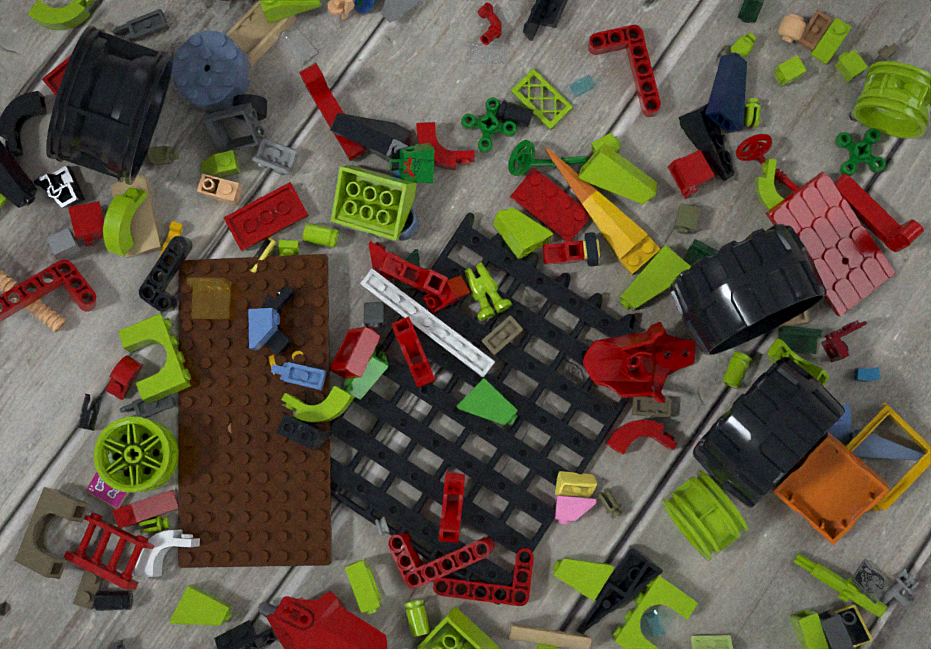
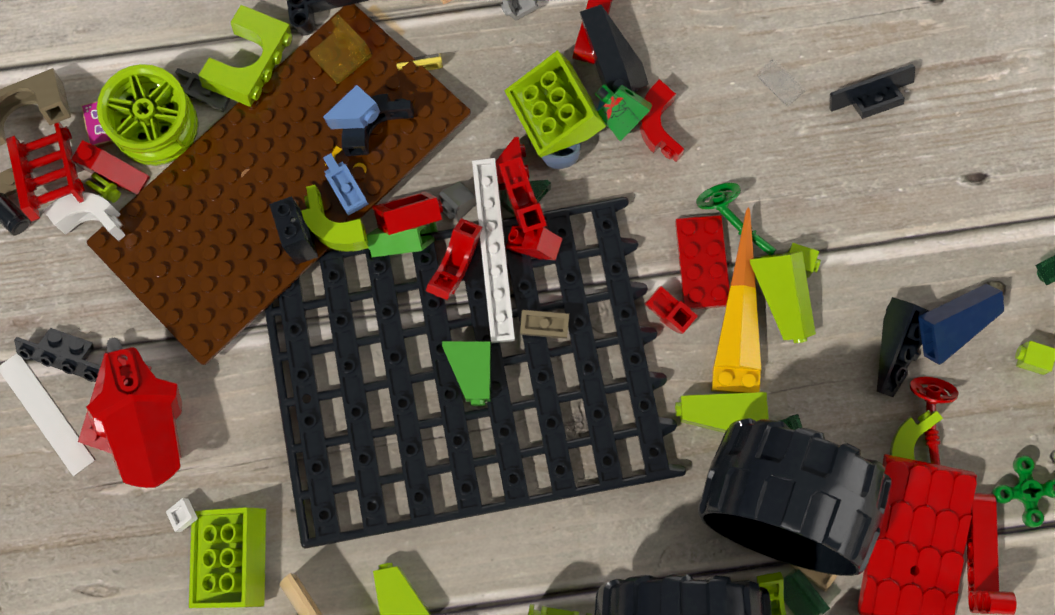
camera: 45 degrees right, 5 degrees down
(89, 417) = (146, 51): black hinge -> none
(122, 376) = (208, 43): red brick -> none
(201, 609) = (65, 292): lime slope -> none
(266, 216) = (456, 34): red plate -> none
(288, 247) = (447, 75): lime bracket -> none
(320, 235) = (483, 92): lime piece -> none
(364, 586) = (209, 411): lime window -> none
(382, 525) = (278, 379): light grey bush -> none
(417, 617) = (225, 485): lime piece -> none
(439, 564) = (288, 461): red beam -> none
(452, 507) = (350, 422): red arch -> none
(481, 123) = (724, 136): green gear -> none
(484, 285) = (570, 266): lime piece -> none
(491, 588) = (310, 527): red beam -> none
(495, 28) = (808, 70): red piece -> none
(515, 113) = (752, 155): black piece -> none
(520, 232) = (653, 256): lime slope -> none
(539, 113) = (773, 176): lime window -> none
(571, 508) = (449, 531): bright pink slope -> none
(575, 484) = (473, 515): light yellow slope -> none
(582, 86) = (835, 189): clear light blue piece -> none
(591, 249) = (697, 331): black wheel -> none
(615, 511) = (483, 572): olive arm -> none
(627, 433) = (566, 519): red arch -> none
(636, 62) = (904, 216): red beam -> none
(636, 362) = (636, 466): red piece -> none
(649, 407) = (610, 519): dark tan plate -> none
(686, 218) = (809, 390): olive brick -> none
(690, 173) = (854, 355): red plate -> none
(736, 370) = (718, 564): lime piece -> none
(744, 45) = (1017, 295): lime arm -> none
(752, 113) = (964, 359): lime arm -> none

